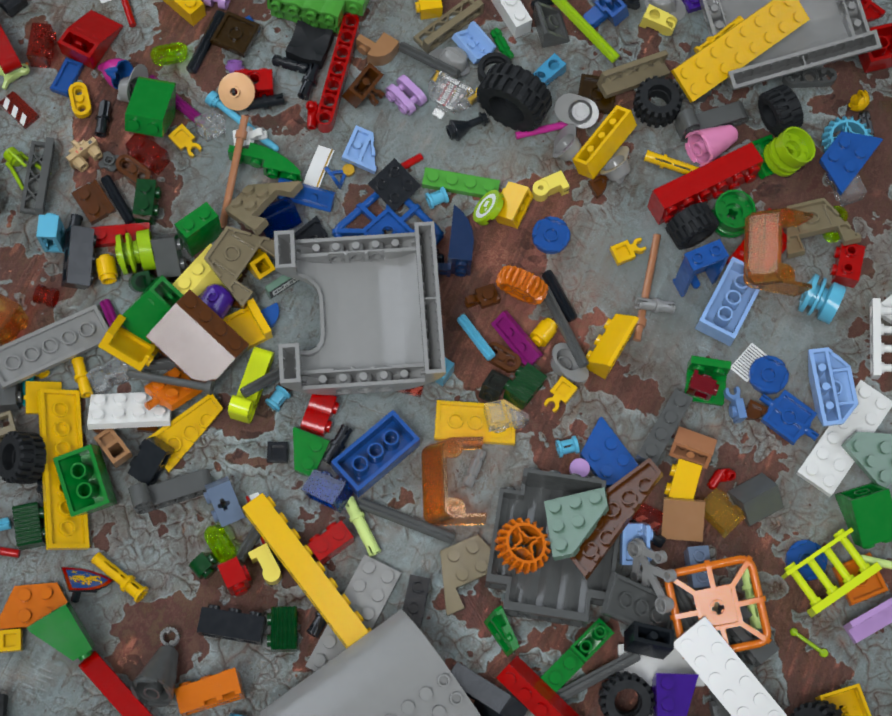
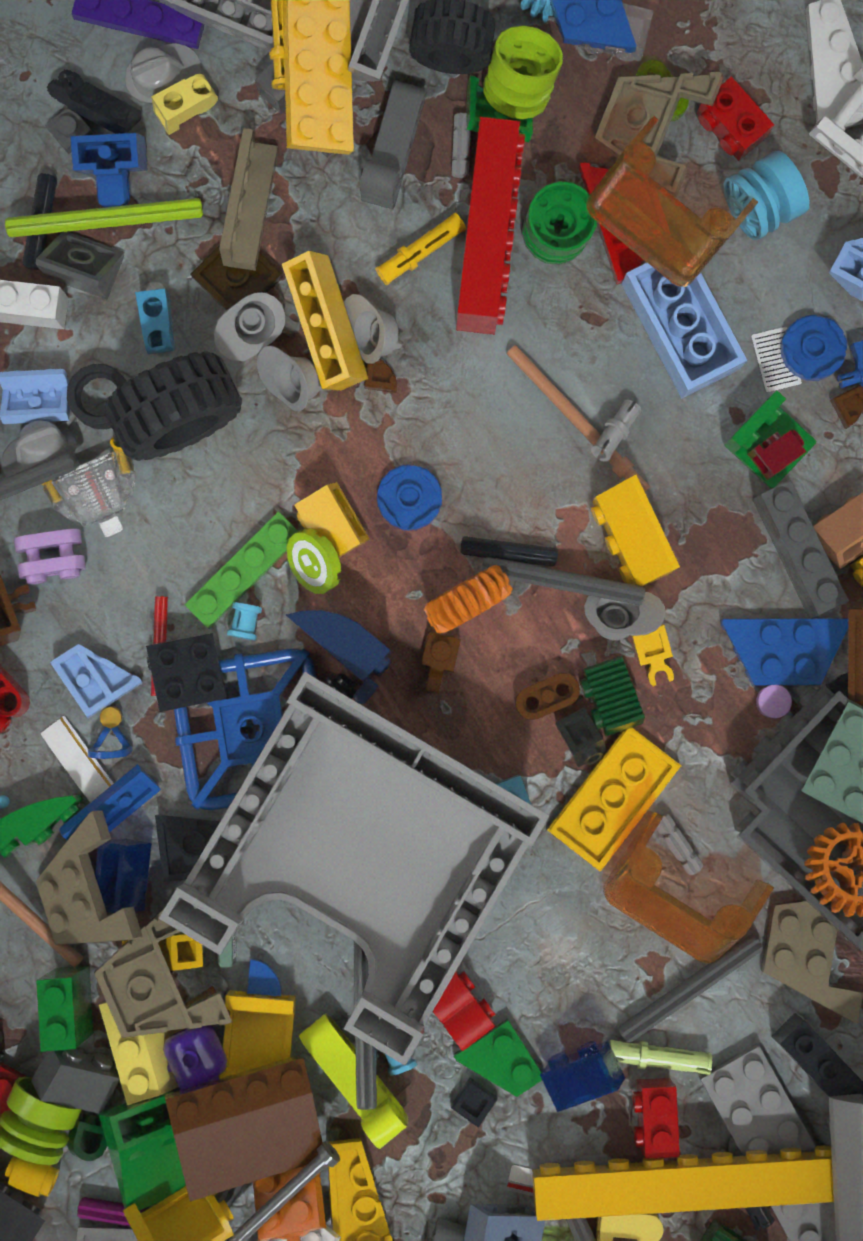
camera: 55 degrees left, 15 degrees up
(337, 444) = (521, 1013): black pin -> none
(375, 453) = (574, 973): blue brick -> none
(458, 128) = (156, 513): black piece -> none
(476, 337) = (496, 714): medium azure axle -> none
(501, 43) = (61, 355): green axle -> none
(504, 415) = (637, 758): clear slope -> none
(516, 338) = (535, 657): magenta plate -> none
(540, 130) = (242, 386): dark pink bar -> none
(543, 332) = (550, 613): yellow brick -> none
(550, 185) = (335, 447): light yellow leg -> none
(561, 444) = (734, 697): medium azure bush -> none
(625, 252) = (507, 413): yellow plate -> none
(661, 89) = (305, 174): black tyre -> none
(692, 225) = (542, 294): black tyre -> none
(706, 259) = (619, 331): blue door -> none
(709, 143) = (429, 173): bright pink cone -> none
(736, 408) = (835, 426): medium blue plate -> none

